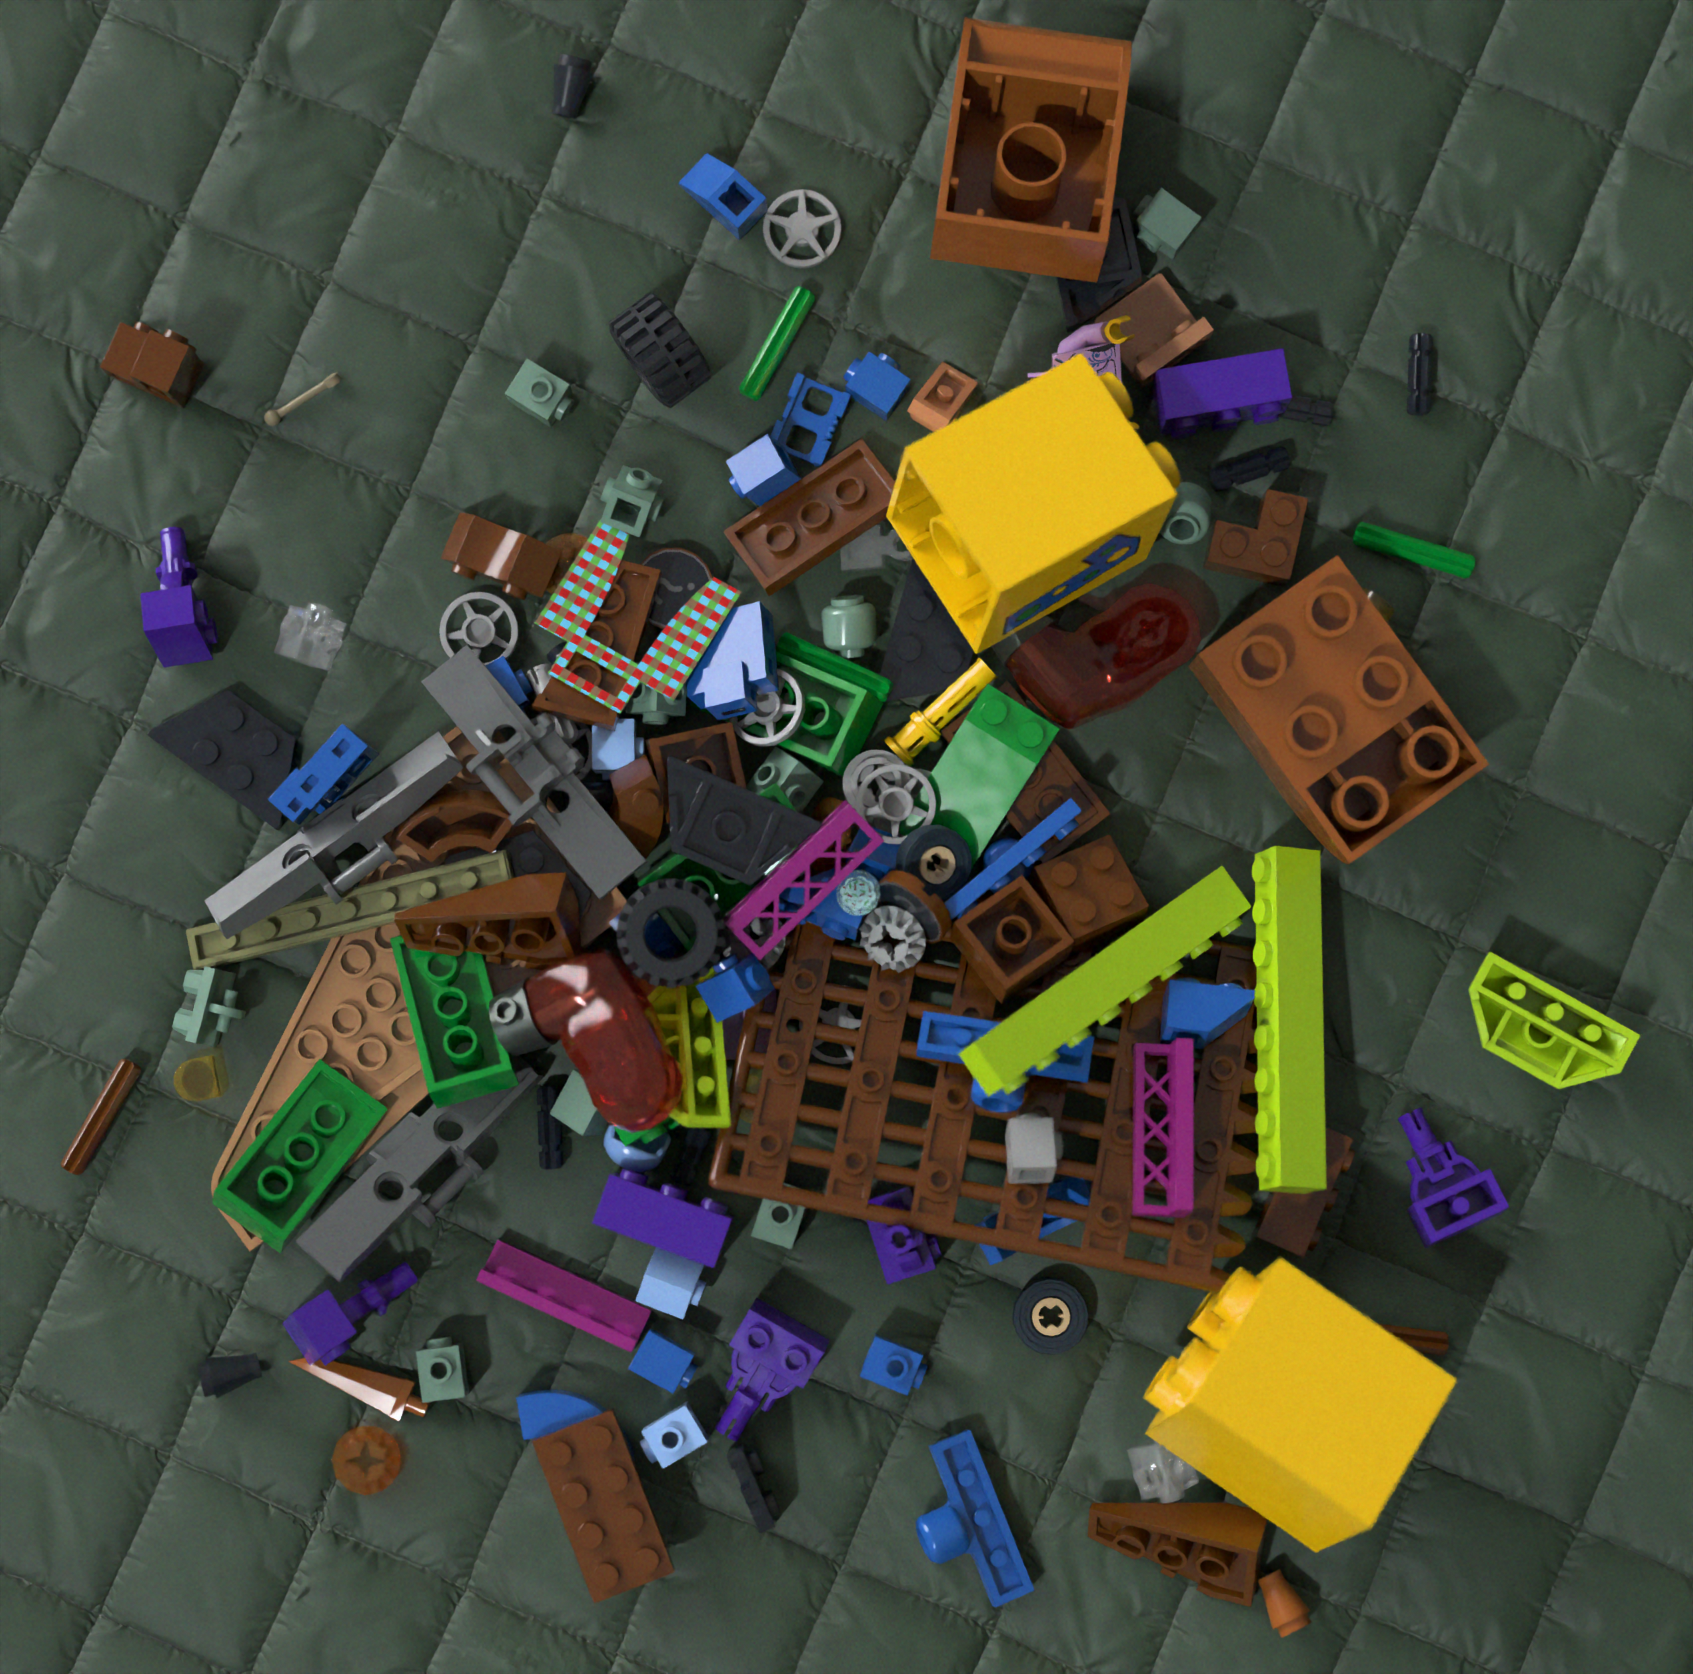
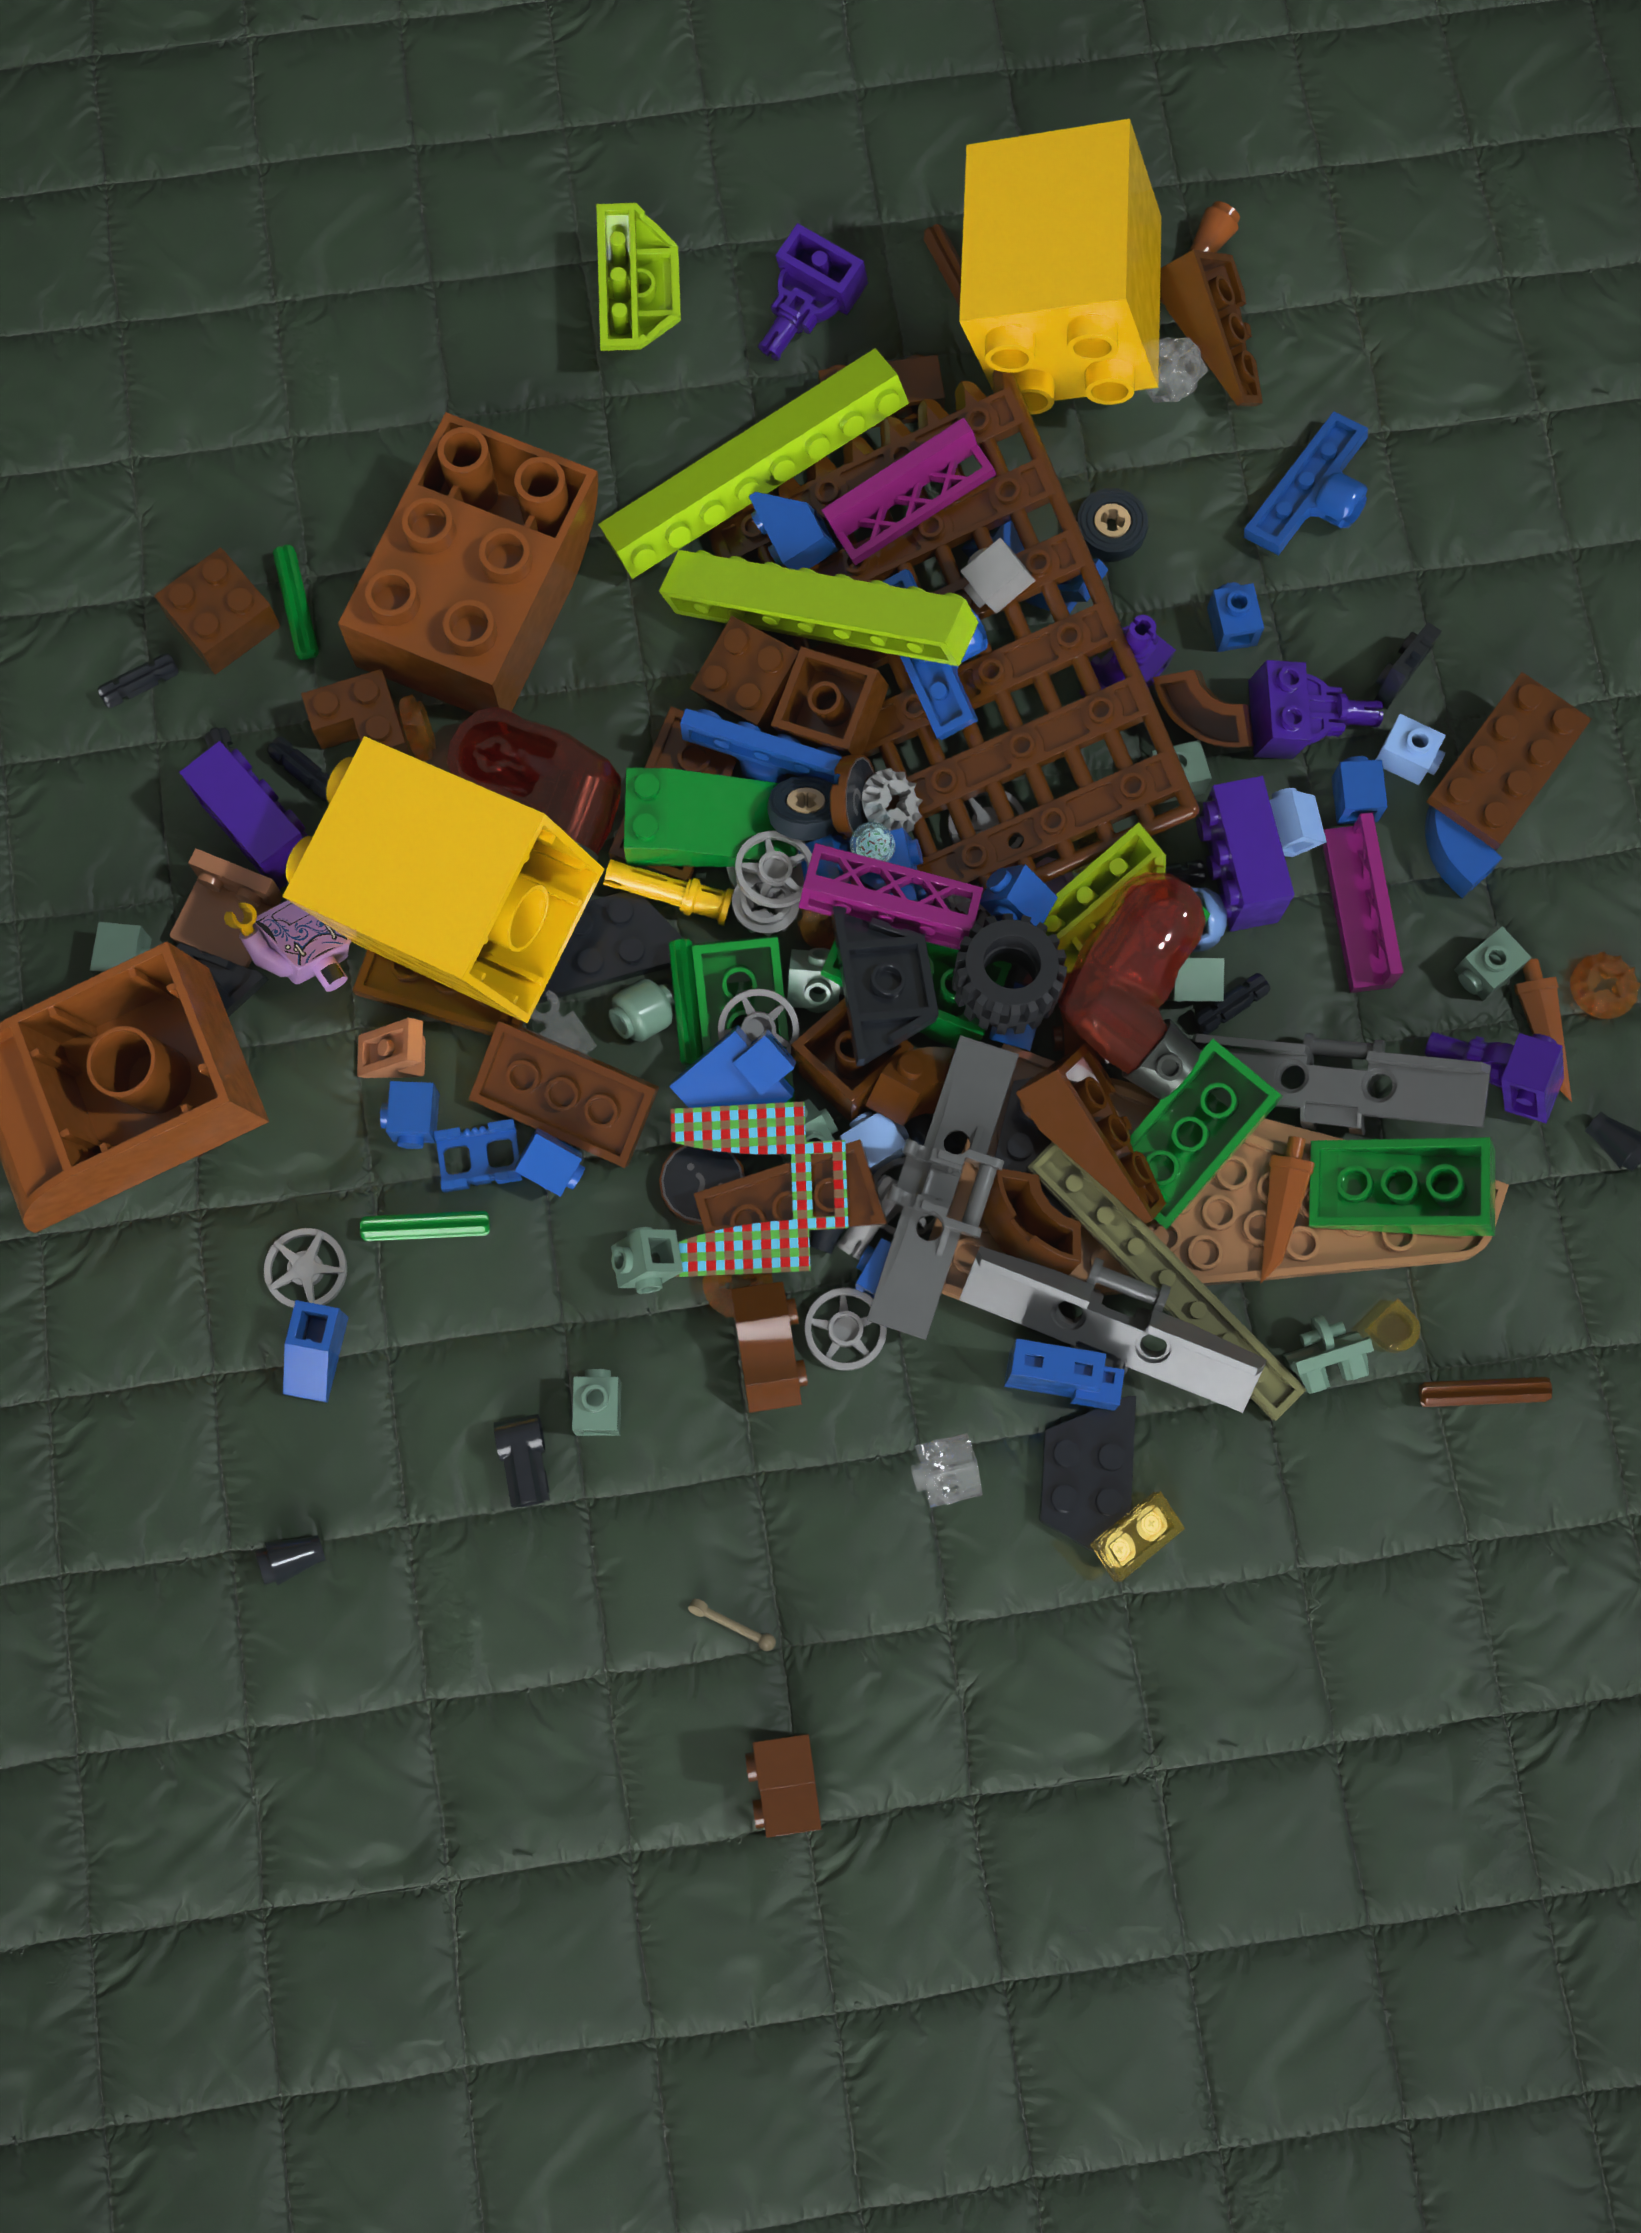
camera: 125 degrees left, 10 degrees down
(165, 756) = (1137, 1536): none -> clear yellow tile
(174, 616) = (1010, 1596): dark purple brick -> none
(357, 1057) = (1286, 1190): none -> dark orange bar
(543, 314) = (521, 1448): none -> black piece
(660, 350) = (493, 1311): black tyre -> none
(815, 1272) = (1201, 712): none -> reddish brown brick
(1220, 583) = (417, 727): none -> clear orange gear
(1441, 475) = (217, 610): none -> reddish brown brick

